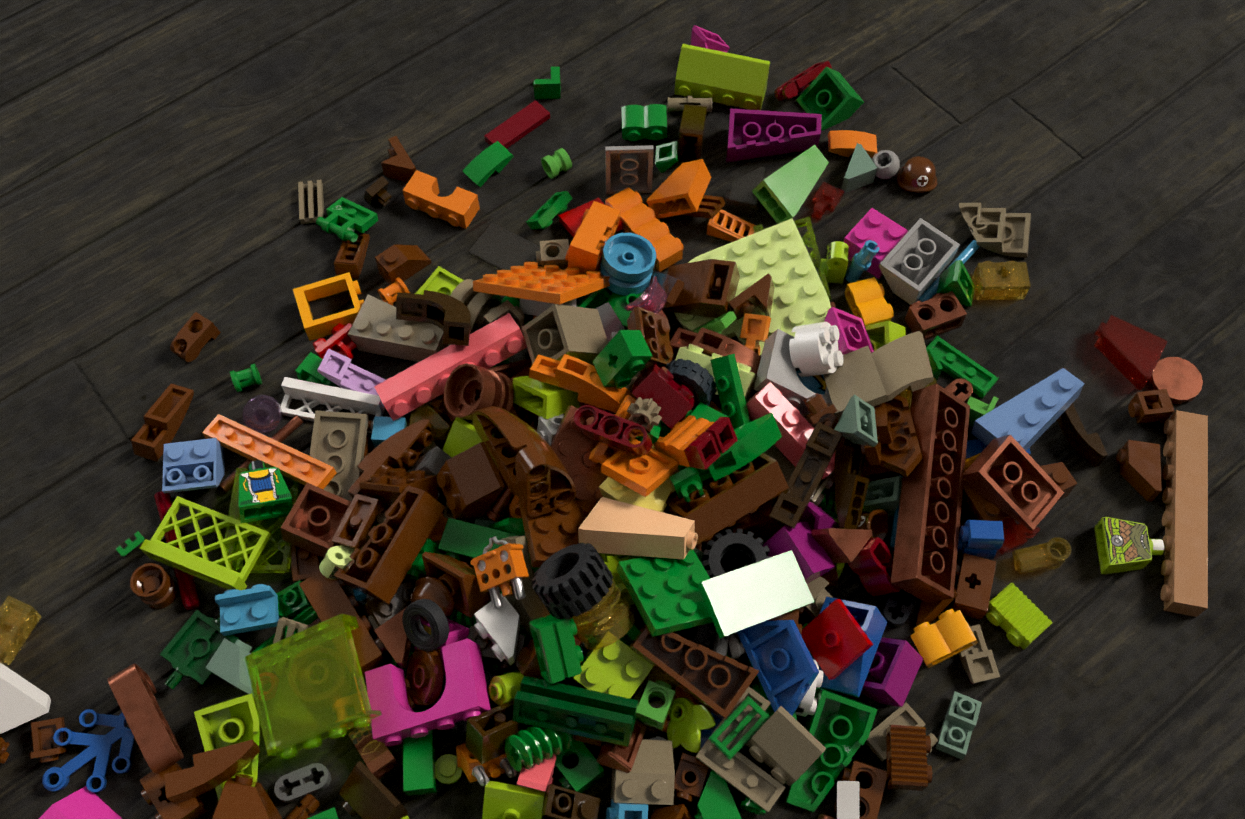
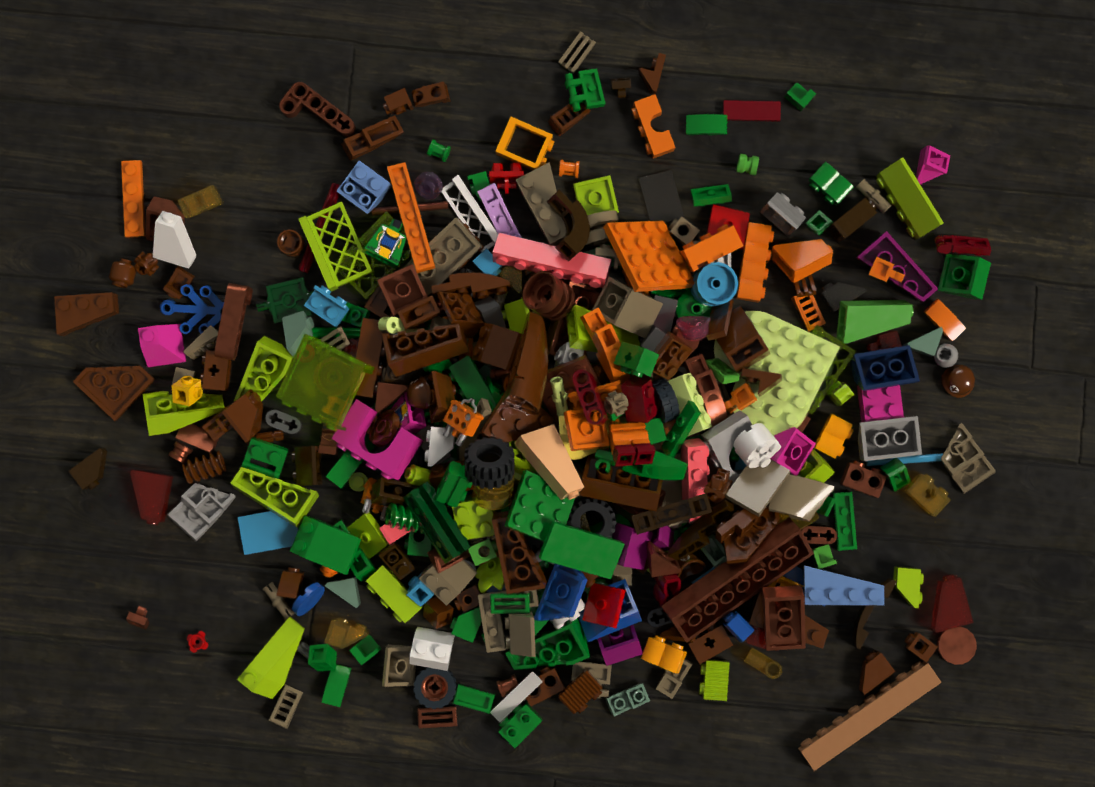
camera: 45 degrees right, 25 degrees up
(115, 435) = (321, 111): none -> copper beam
(130, 544) = (296, 203): green tile -> none
(131, 770) = (204, 342): none -> dark tan slope
(164, 368) = (397, 102): none -> reddish brown brick
(209, 771) = (241, 379): reddish brown slope -> none
(401, 262) = (592, 152): reddish brown slope -> none
(436, 620) = (410, 407): black tyre -> none
(581, 466) = (559, 395): none -> yellowish green pin
(762, 134) = (883, 270): none -> orange plate
(847, 208) = (884, 368): none -> dark blue slope
(858, 423) = (727, 514): sand green slope -> none
(861, 261) = (855, 408): dark azure pin -> none
(1079, 364) = (909, 584): none -> lime slope
(1124, 545) = (814, 701): torso -> none

